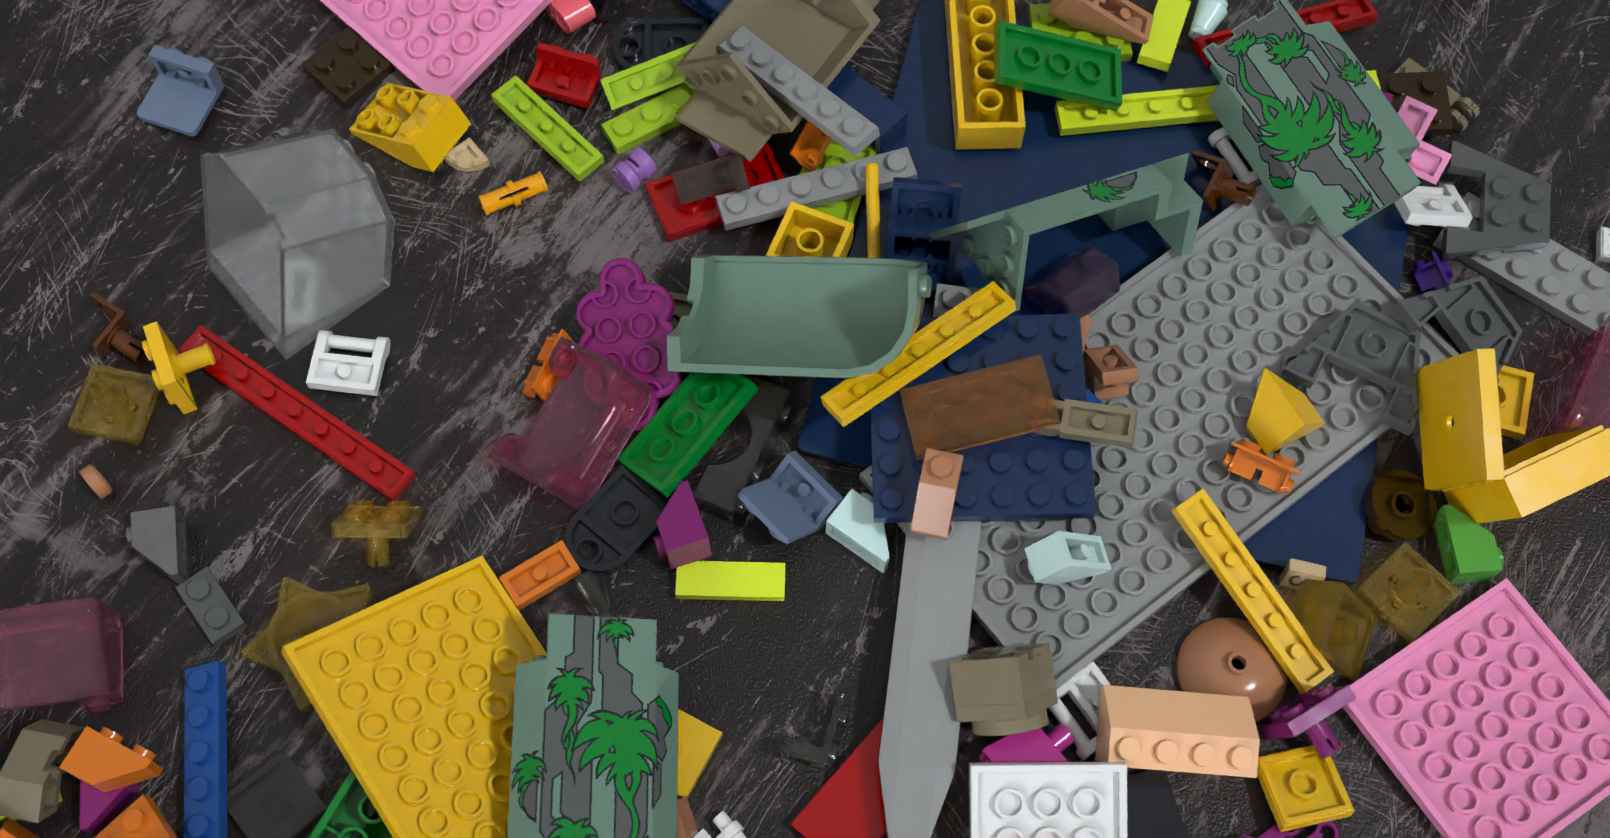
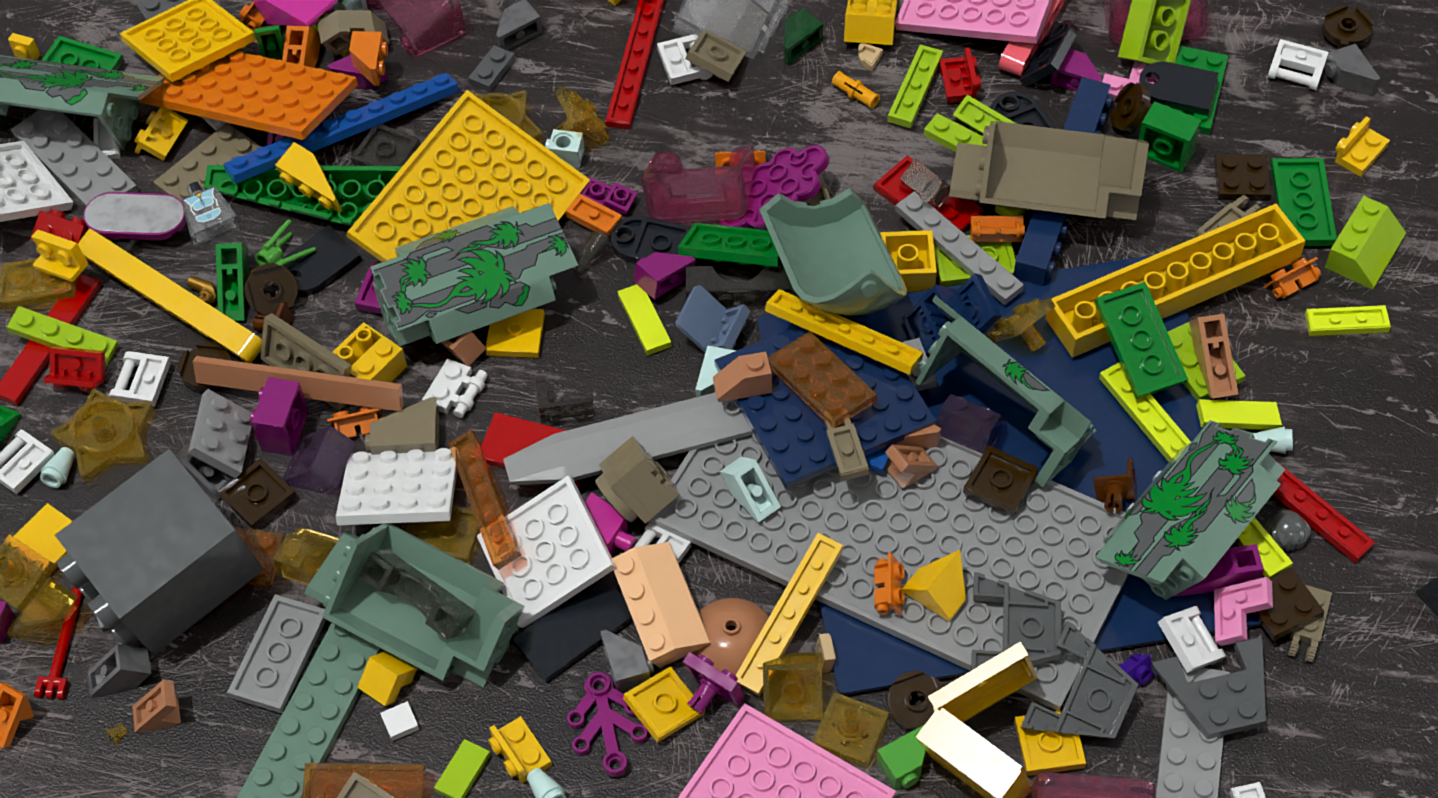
camera: 70 degrees right, 10 degrees down
(372, 321) = (715, 55): none -> dark tan plate
(405, 227) = (801, 34): none -> dark green slope
(410, 550) = (567, 146): none -> light aqua brick
(519, 543) = (615, 198): none -> magenta slope
(634, 170) = (911, 144): medium lavender wheel -> none
(802, 92) = (1011, 191): light grey plate -> none
(873, 210) = (953, 283): yellow bar -> none
(970, 166) = (1023, 323): none -> clear yellow plate
(1170, 288) = (1001, 480): none -> dark brown plate
(1233, 809) = (625, 661): none -> flat silver slope

